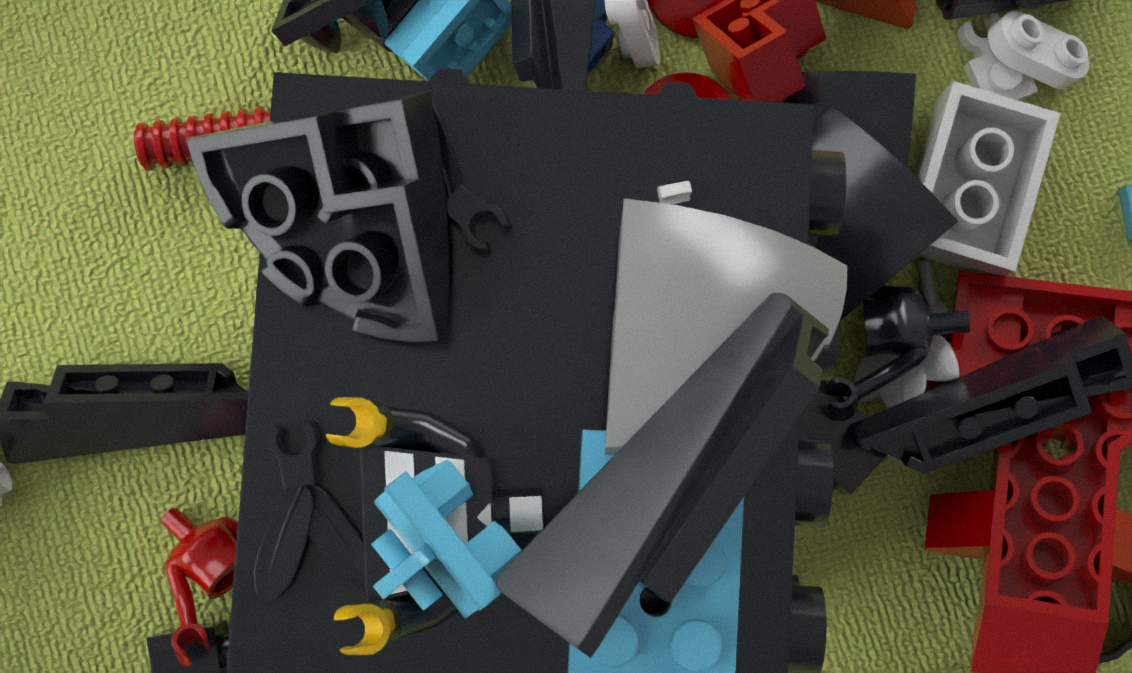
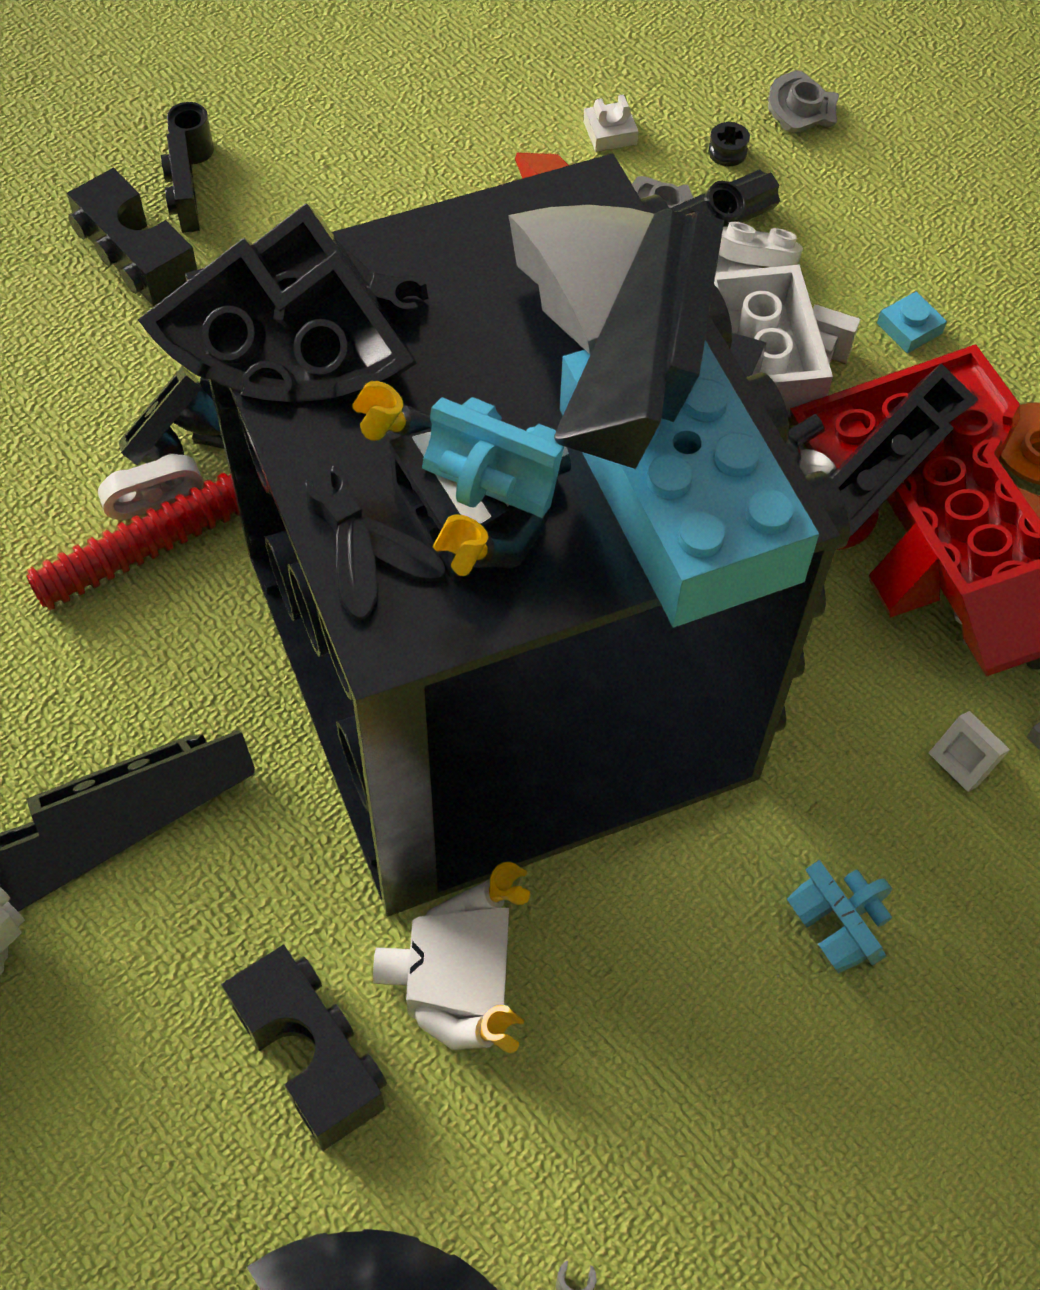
camera: 25 degrees left, 25 degrees down
(206, 558) = (264, 895): red piece -> none
(258, 68) = (148, 485): none -> white plate
(1057, 198) = (837, 332): none -> white tile

